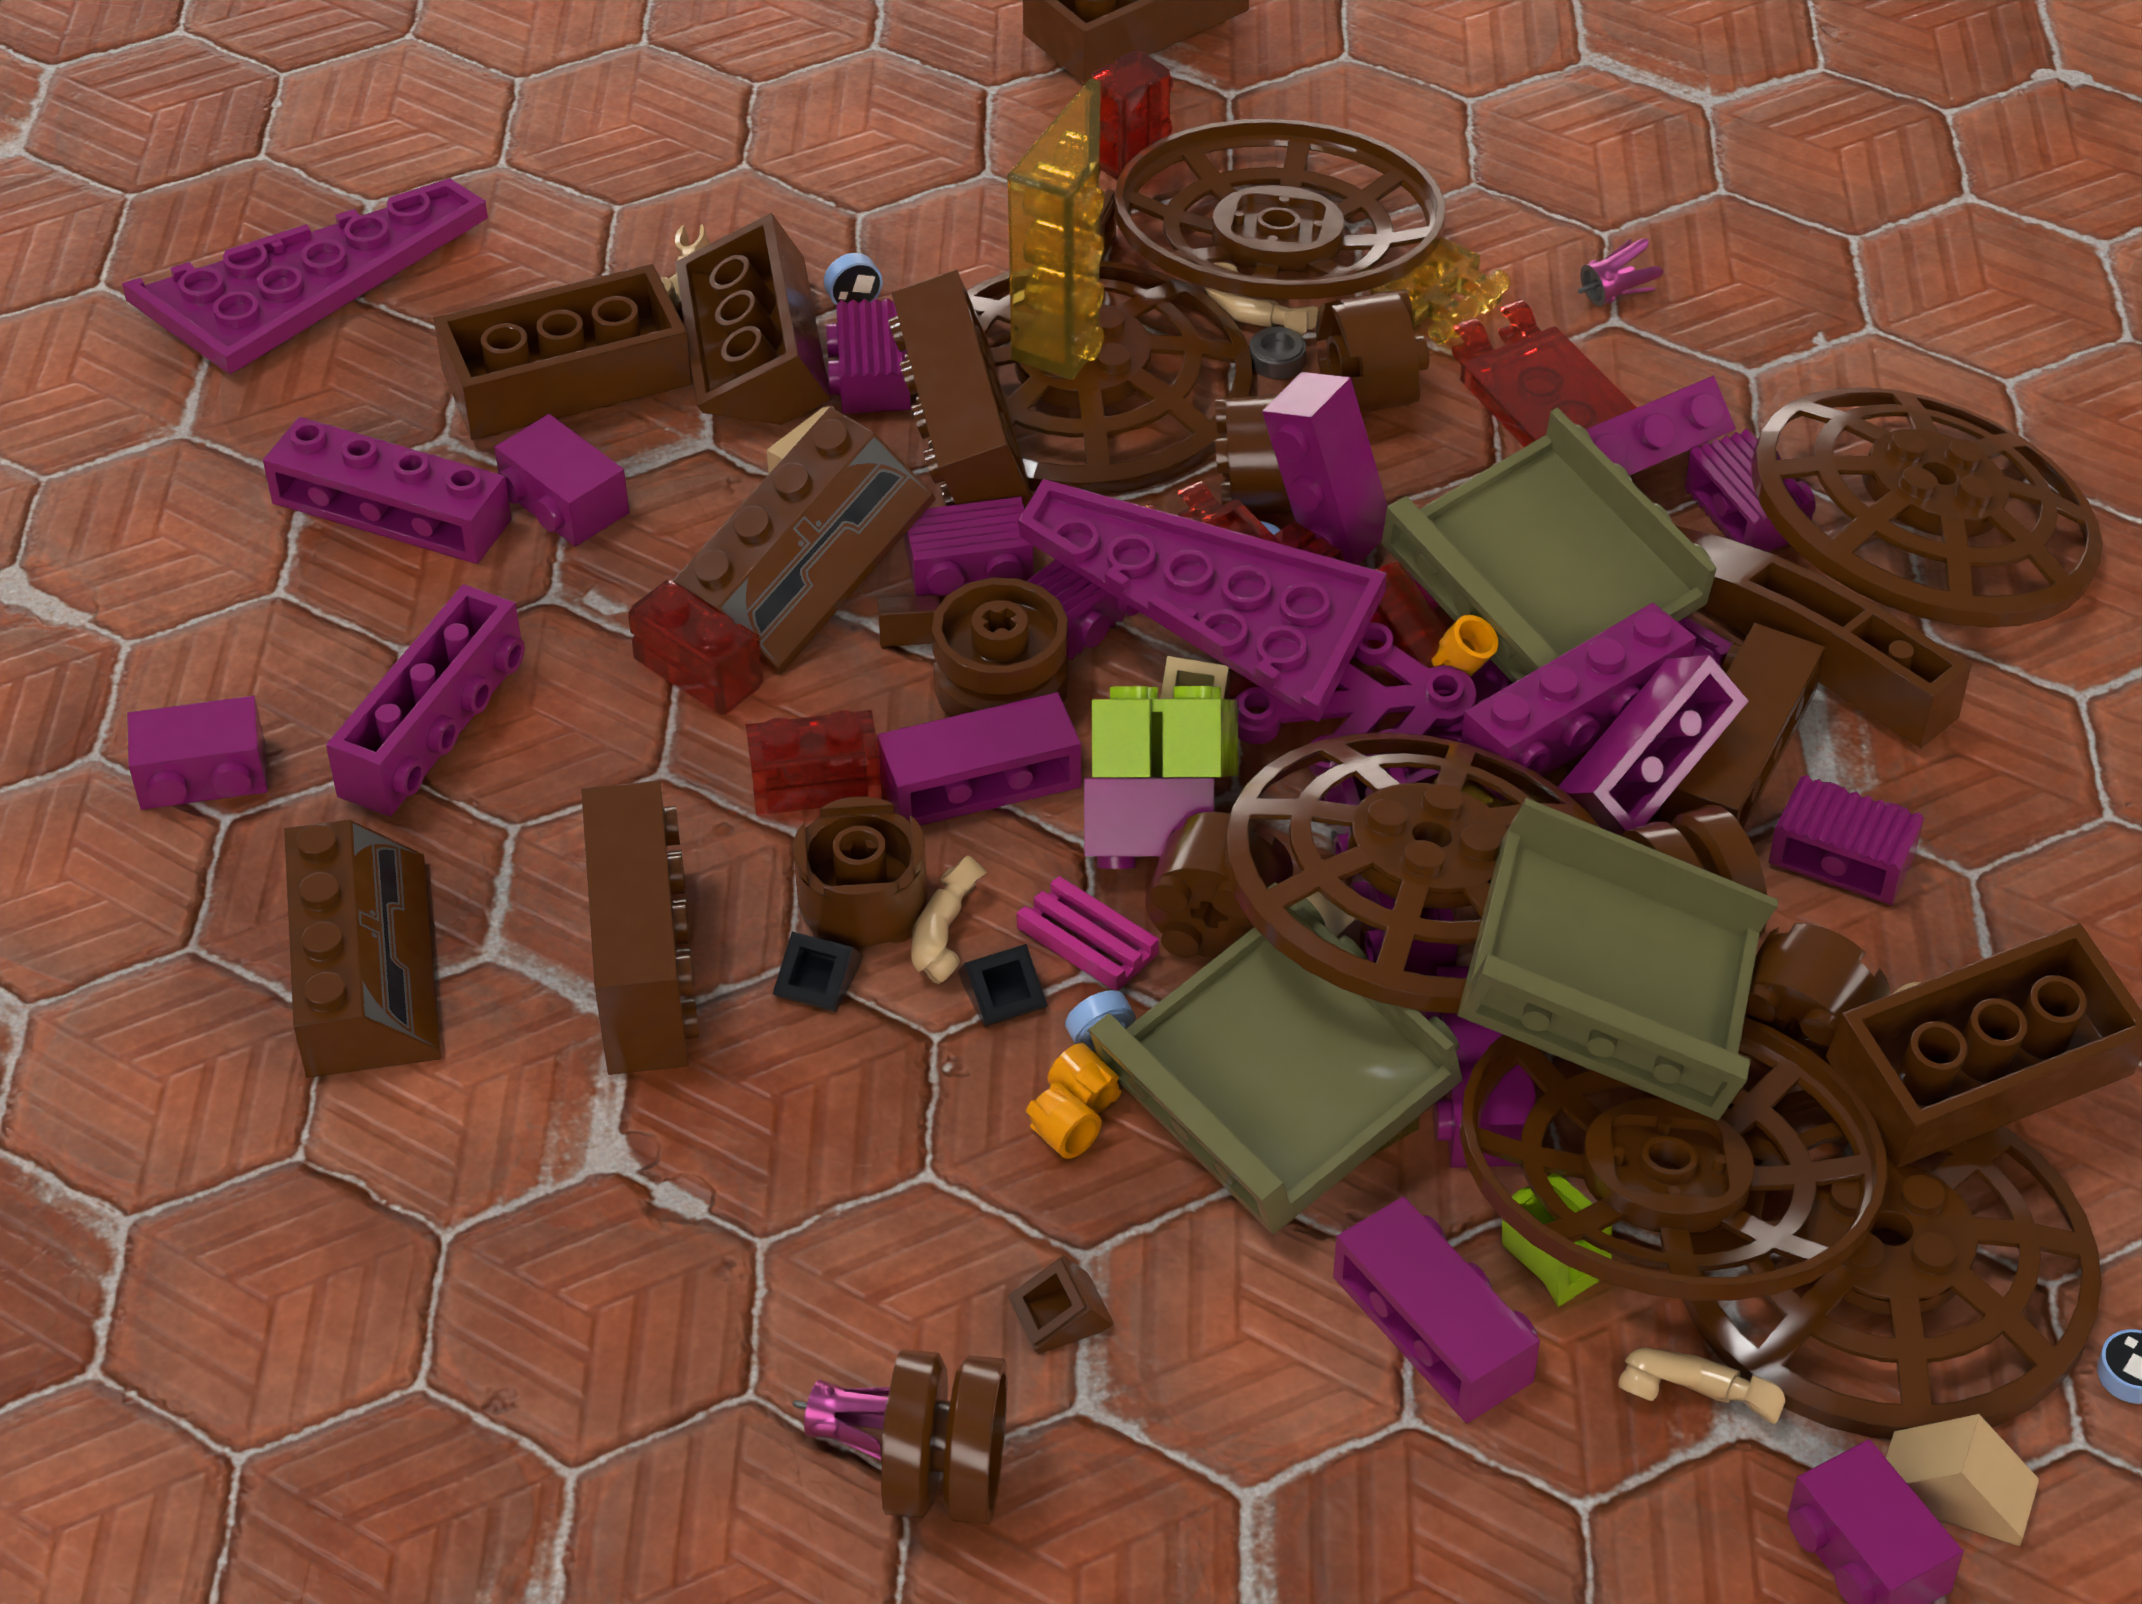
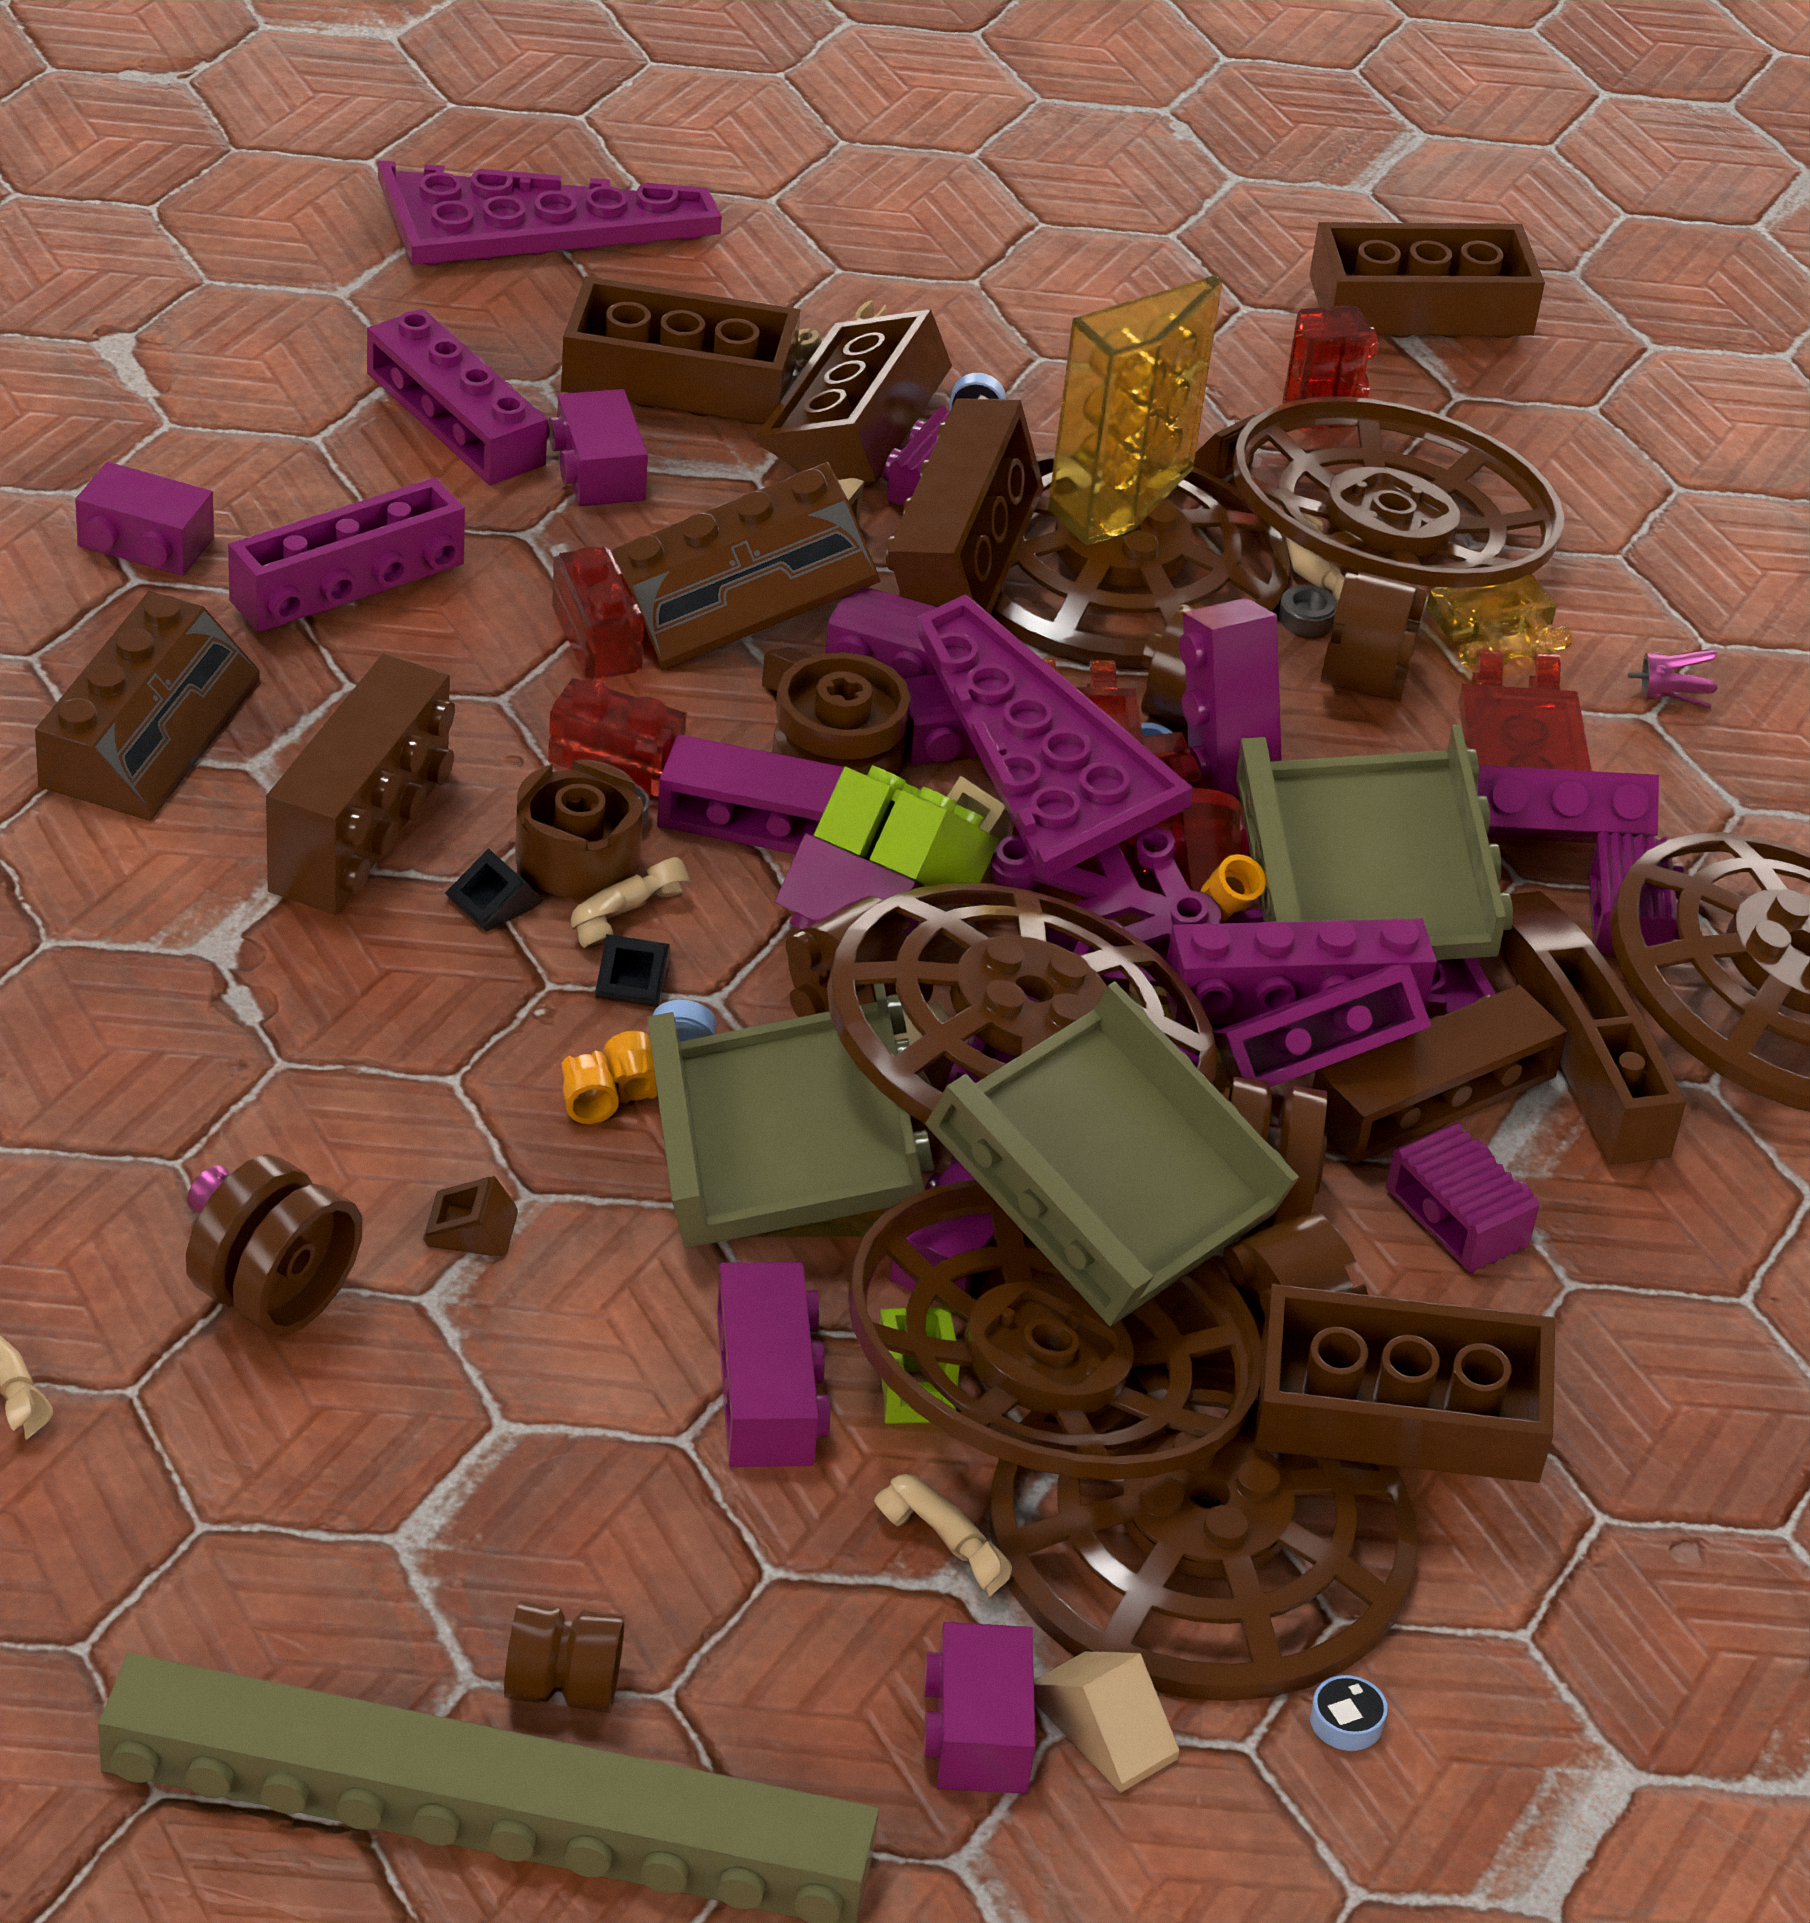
camera: 25 degrees right, 5 degrees down
(1095, 928) = (758, 957): dark pink tile -> none

